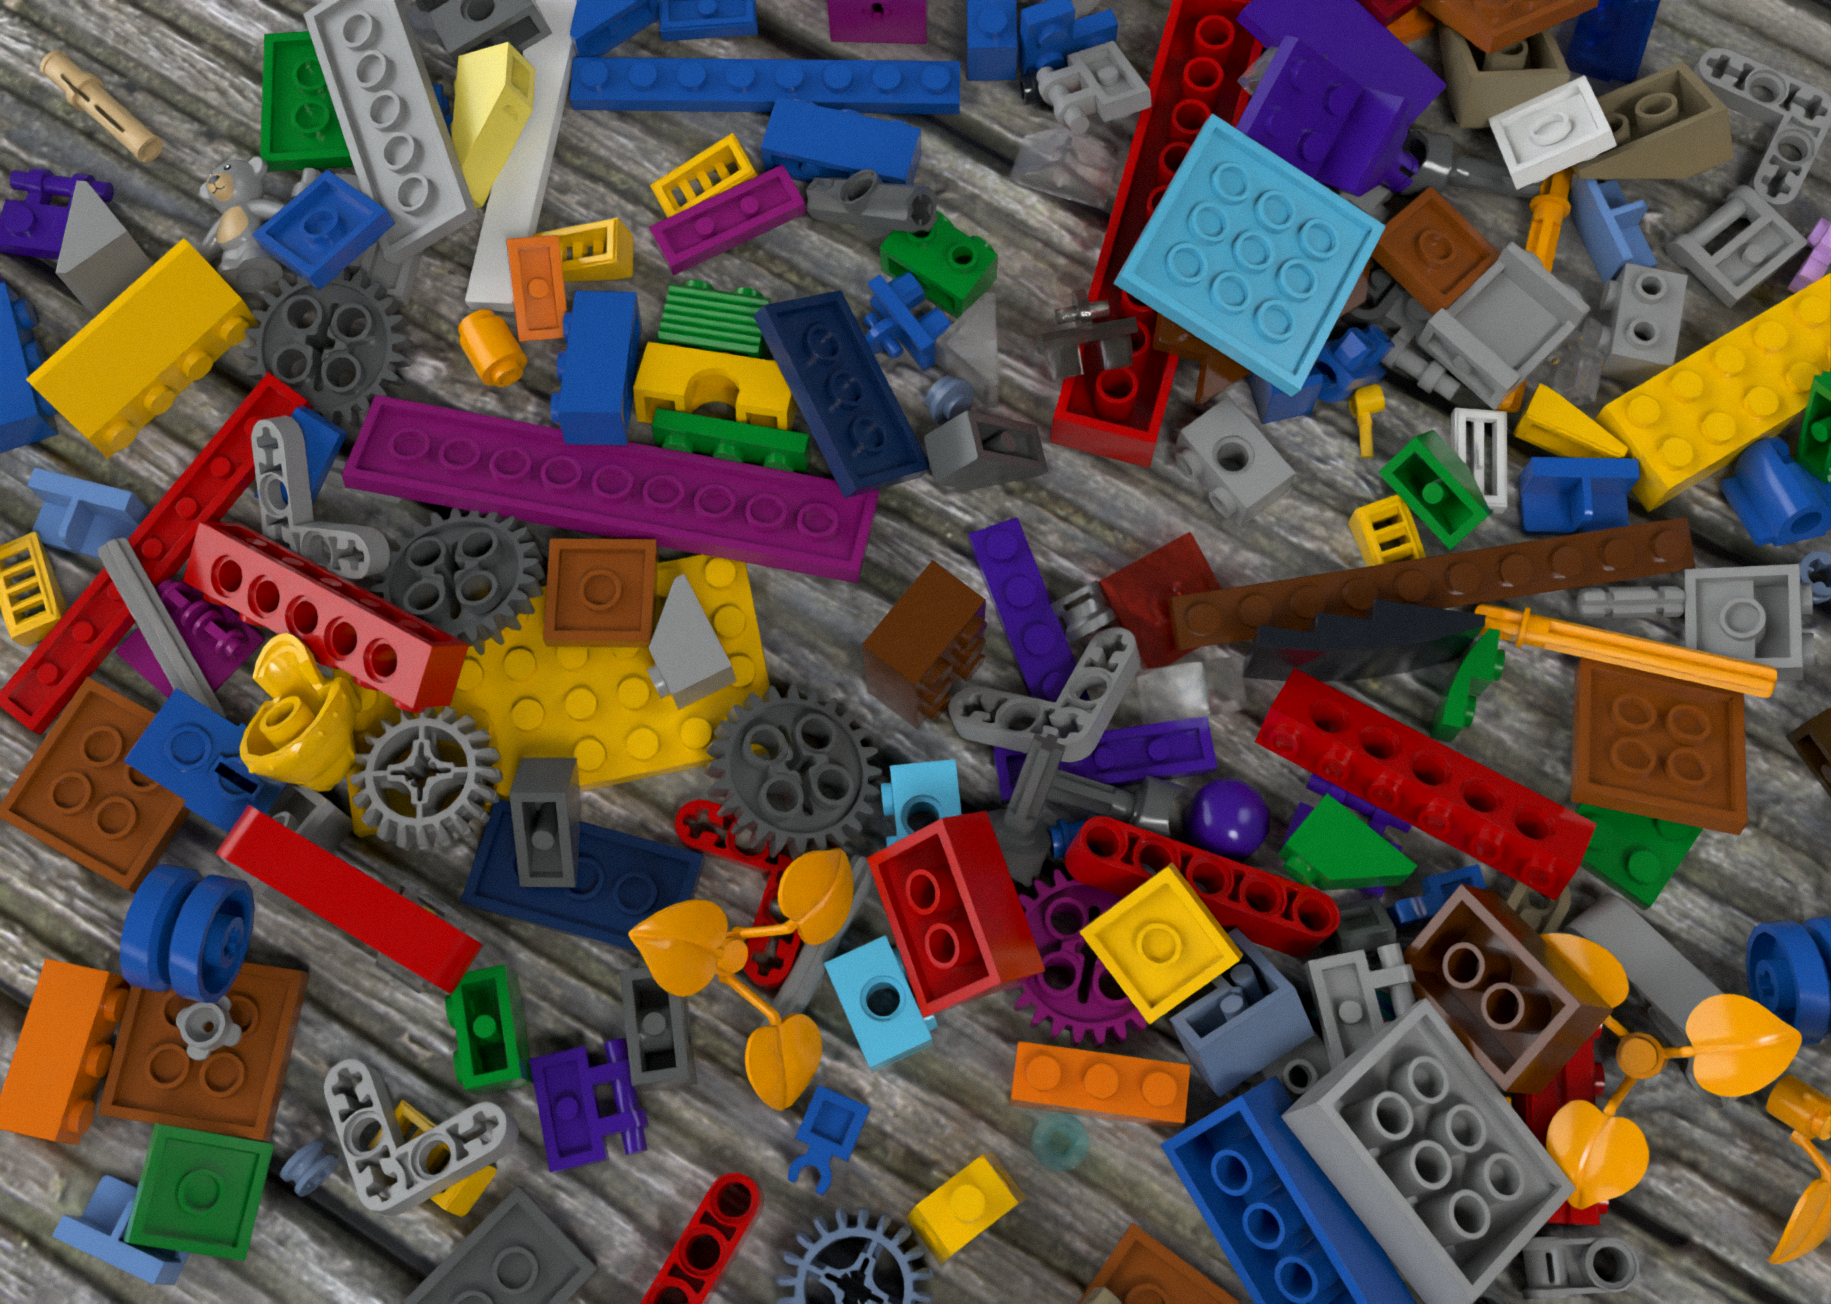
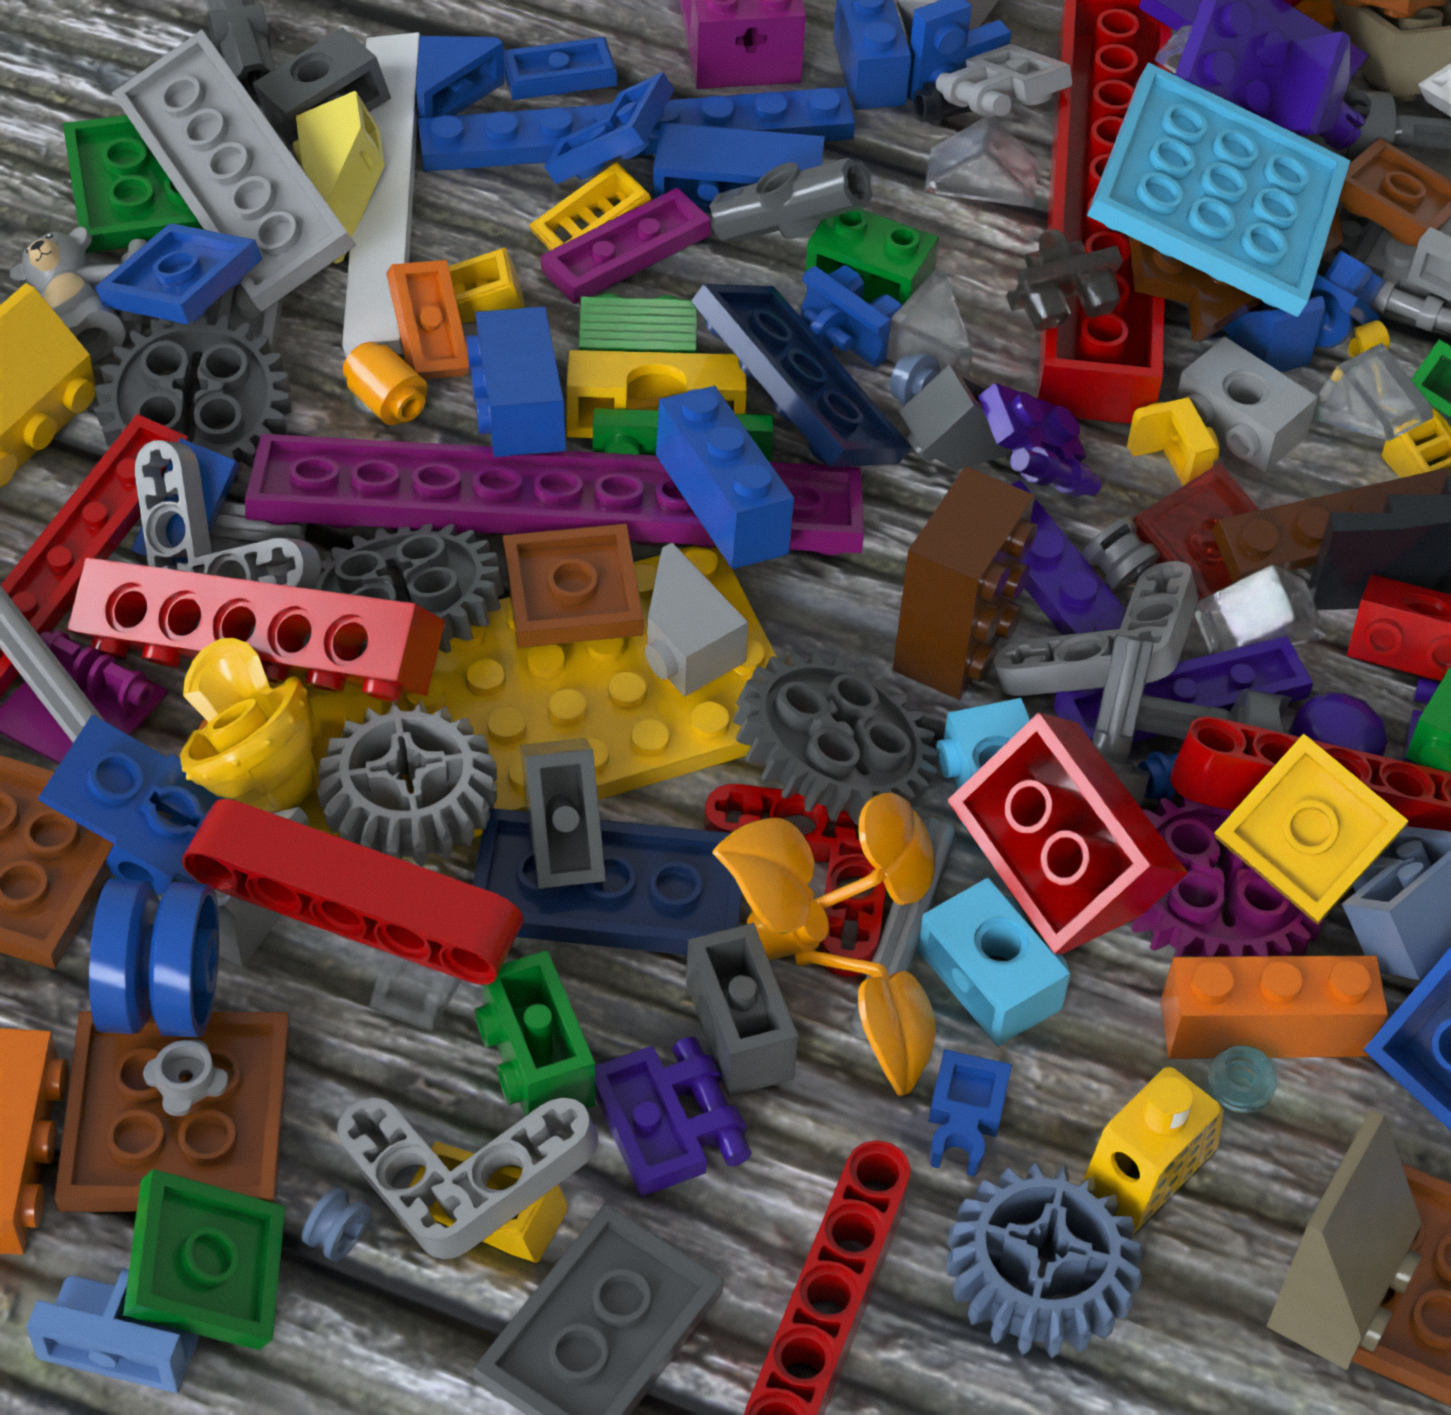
camera: 15 degrees left, 20 degrees down
(739, 106) = (621, 132): none -> blue plate
(742, 510) = (724, 477): none -> blue brick
(1033, 473) = (1041, 440): none -> dark purple plate
(1174, 500) = (1179, 433): none -> yellow bracket
(1347, 481) = (1372, 397): none -> clear slope

